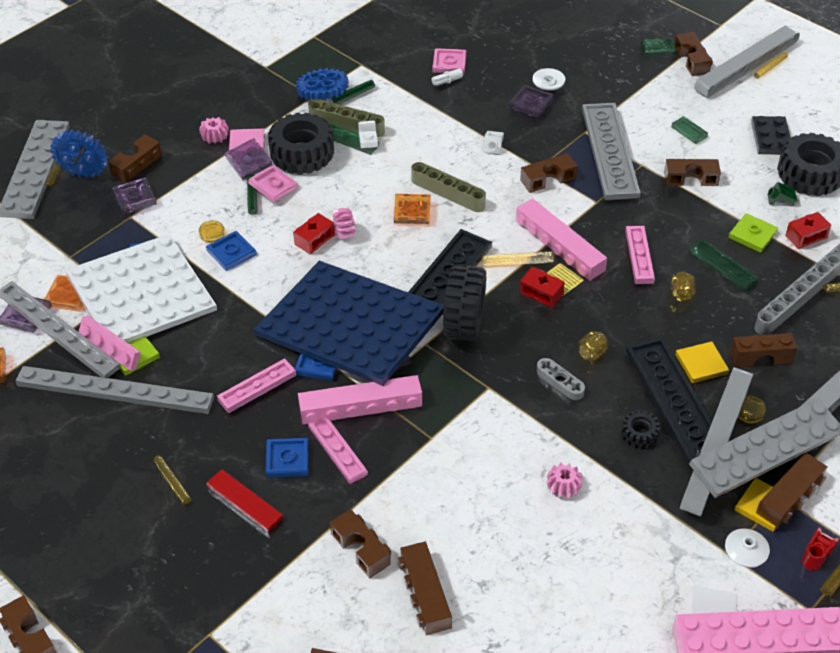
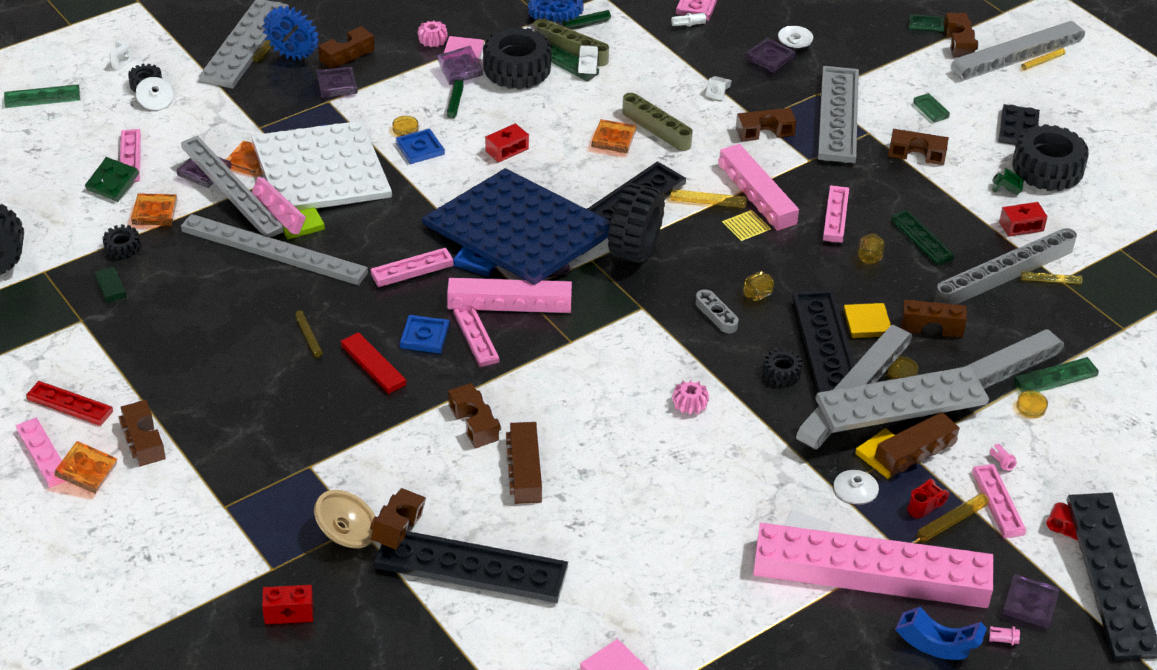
camera: 10 degrees right, 5 degrees down
(273, 183) = (479, 91): bright pink tile -> none
(344, 223) = (539, 137): bright pink gear -> none
(542, 287) = (724, 226): red brick -> none
(753, 232) = (964, 213): lime plate -> none

